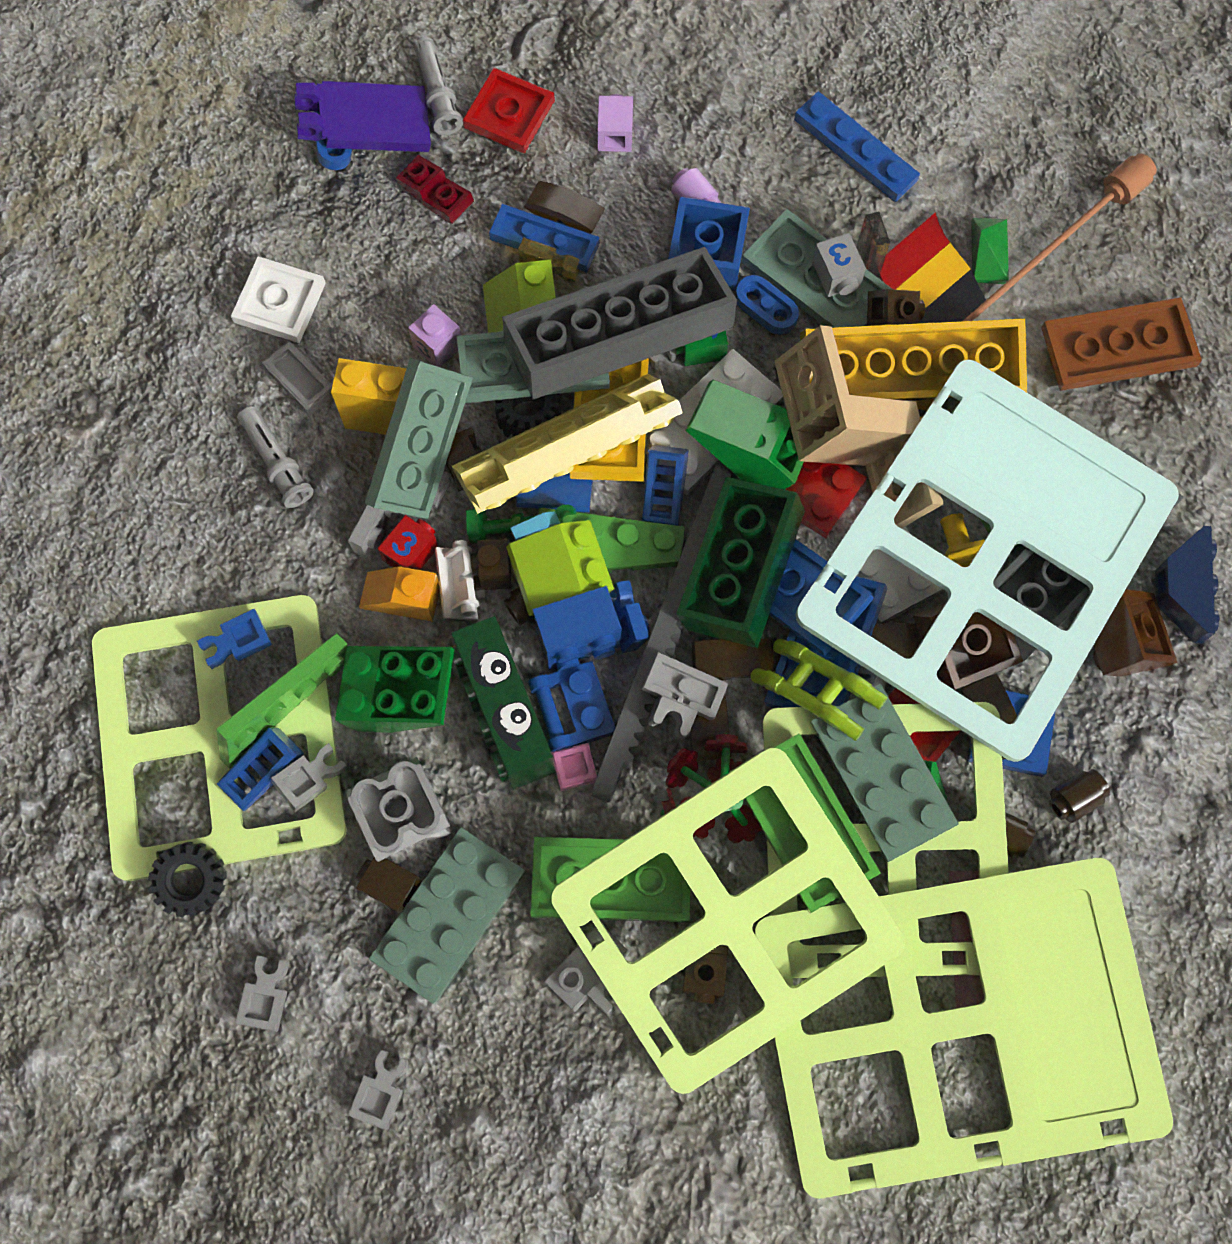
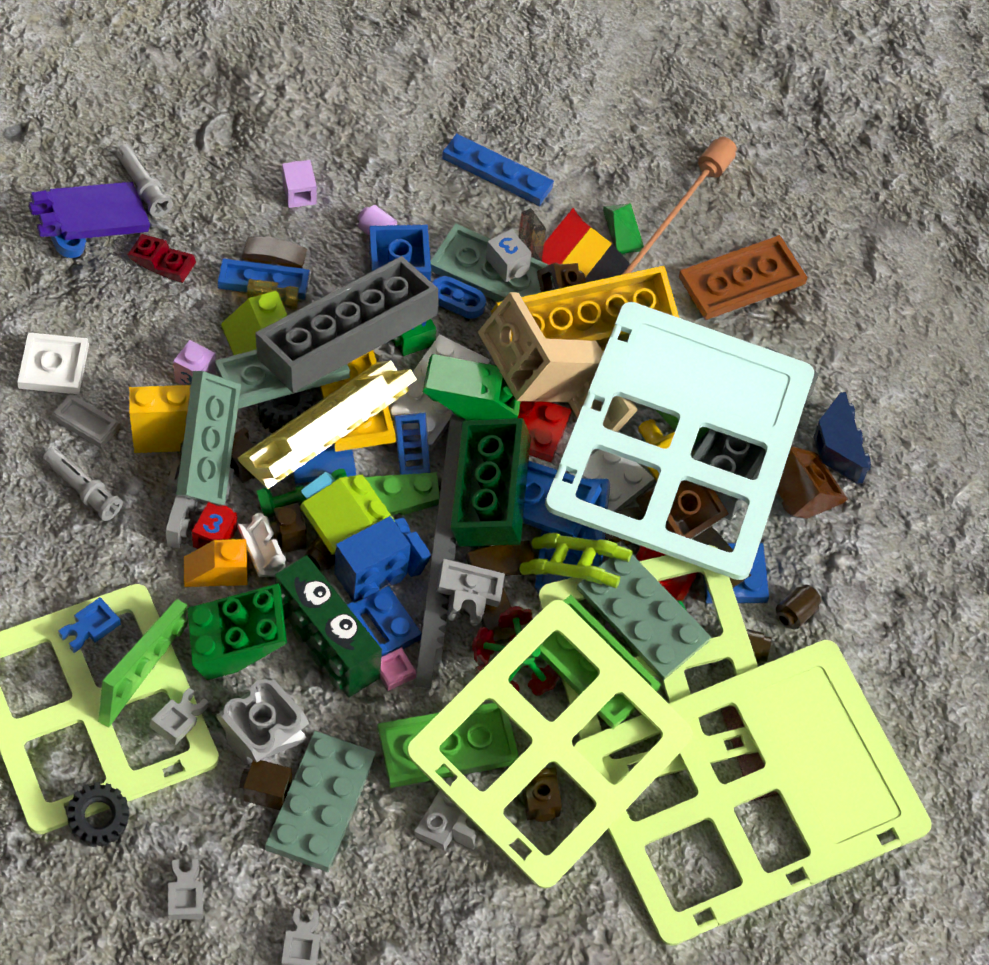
camera: 20 degrees left, 15 degrees down
(250, 758) = (140, 692): blue slope -> none
(509, 110) = (208, 188): red plate -> none

